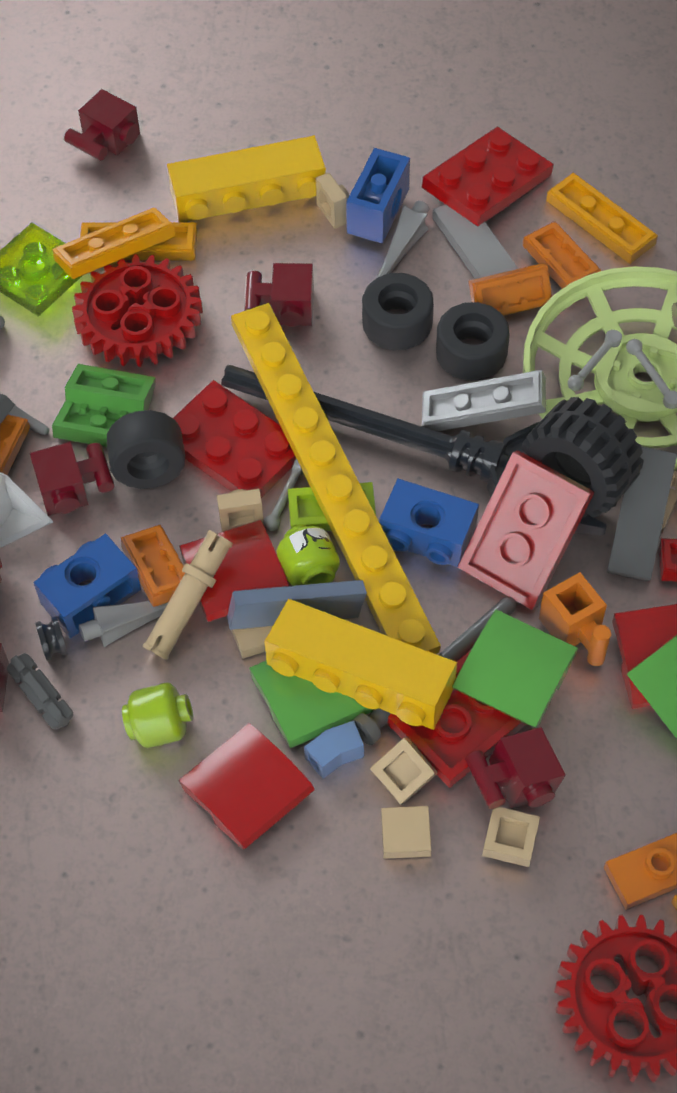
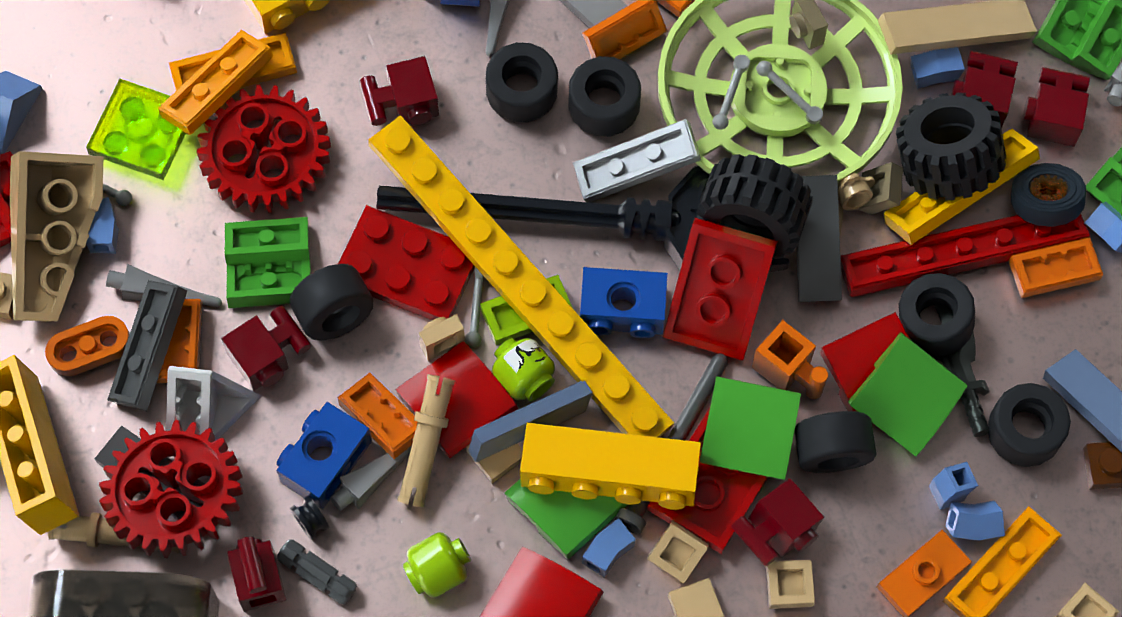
camera: 20 degrees left, 10 degrees up
(600, 706) = (835, 442): none -> black tyre

